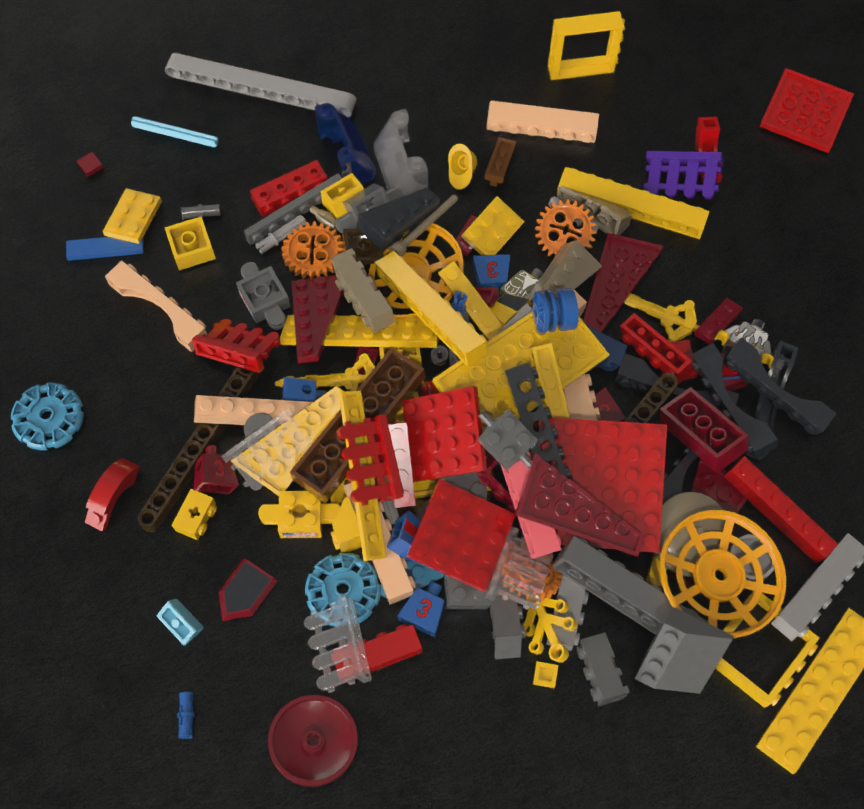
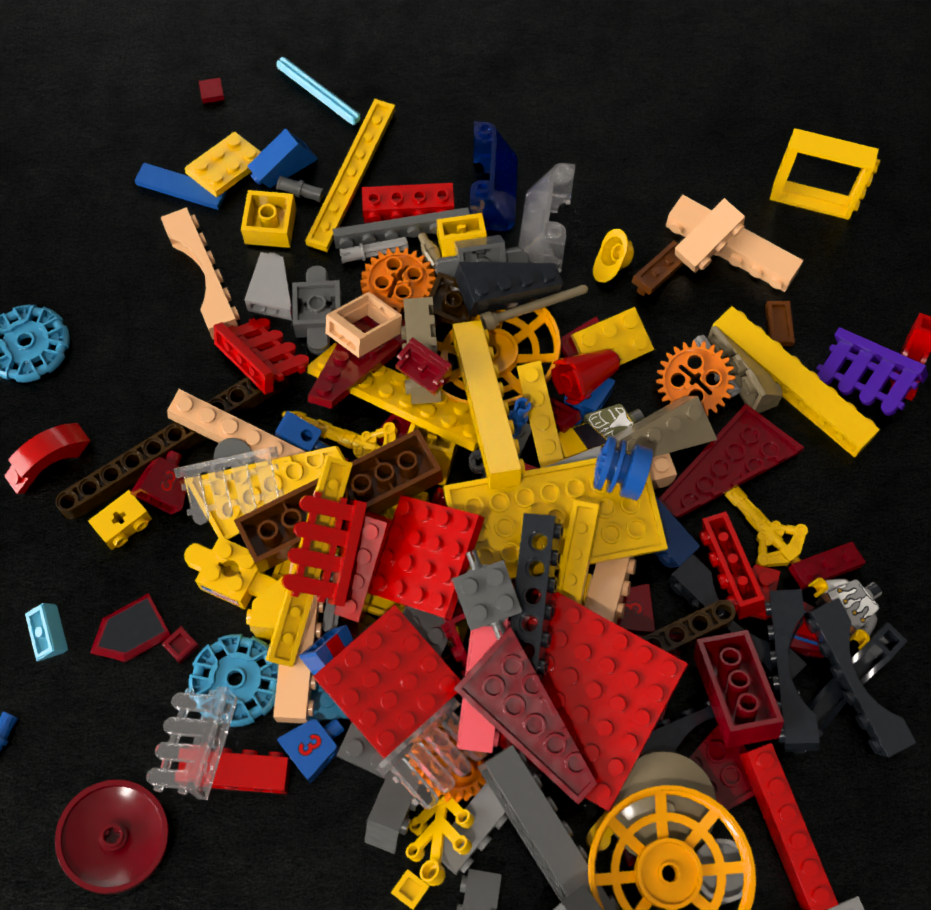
camera: 25 degrees right, 0 degrees up
(175, 194) = (281, 158): none -> blue slope
(218, 294) = (269, 288): none -> light grey slope
(234, 185) = (350, 175): none -> yellow plate
(257, 83) = (435, 75): light grey beam -> none
(287, 584) = (180, 645): none -> dark red tile
(307, 303) = (341, 328): none -> light nougat window
(374, 300) = (424, 366): none -> dark red hinge
(486, 259) = (583, 373): none -> red cone
(526, 122) = (710, 236): none -> light nougat brick
(602, 164) = (780, 322): none -> reddish brown tile

